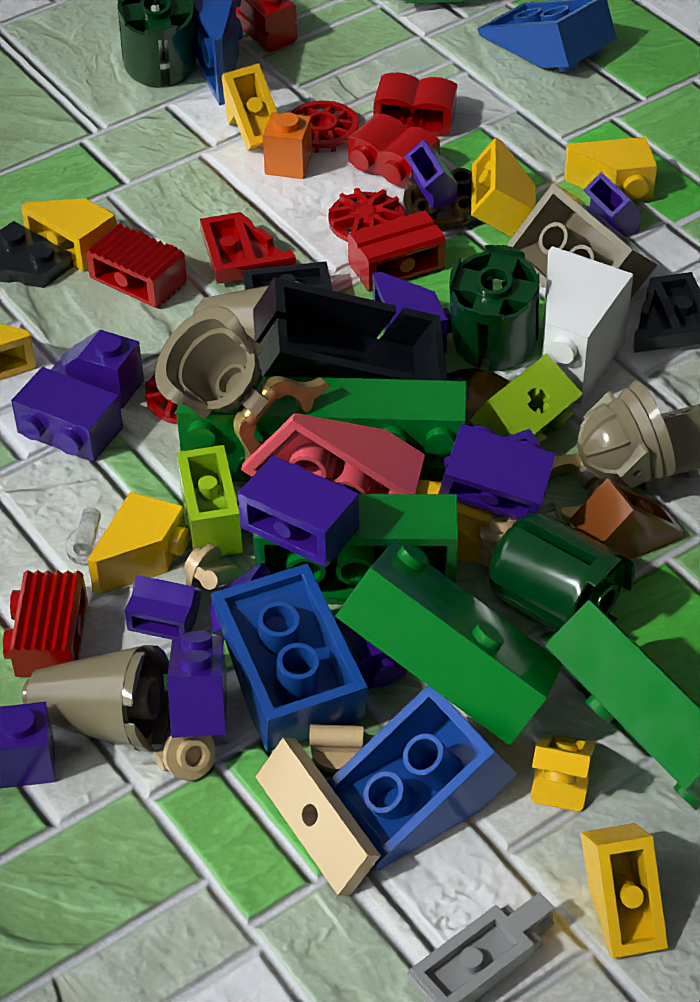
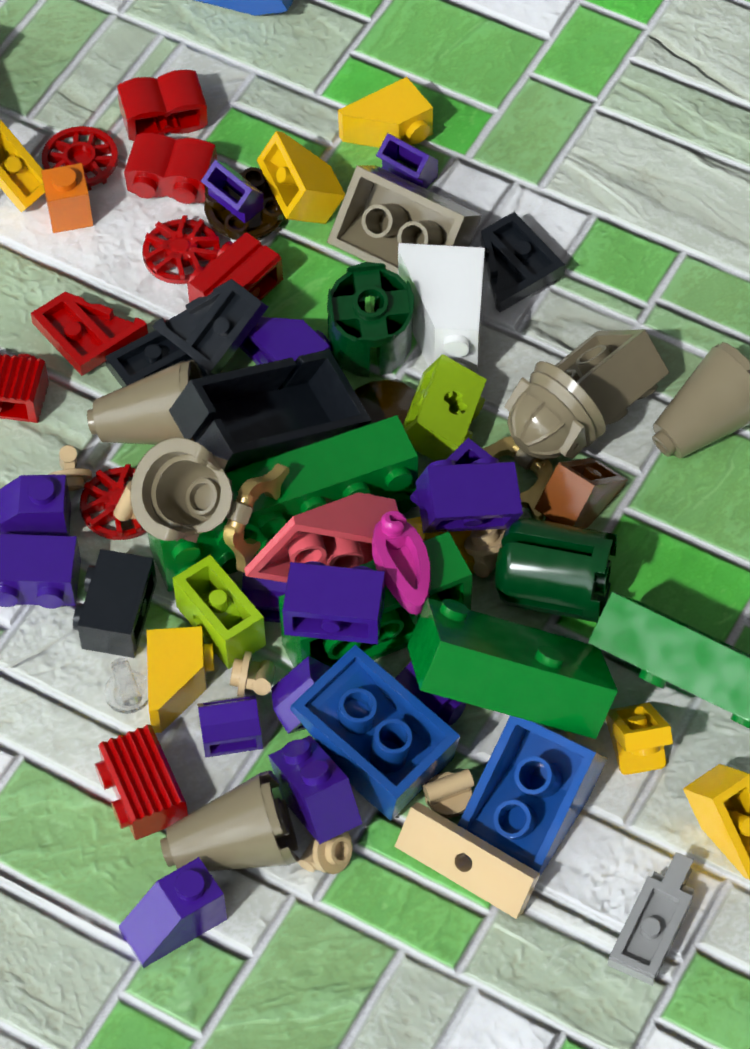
camera: 25 degrees left, 10 degrees up
(128, 459) = (115, 603): none -> black brick
(153, 345) = (68, 463): none -> tan plate
(351, 264) = (214, 325): none -> black wing
(391, 499) = (404, 558): none -> dark pink arm

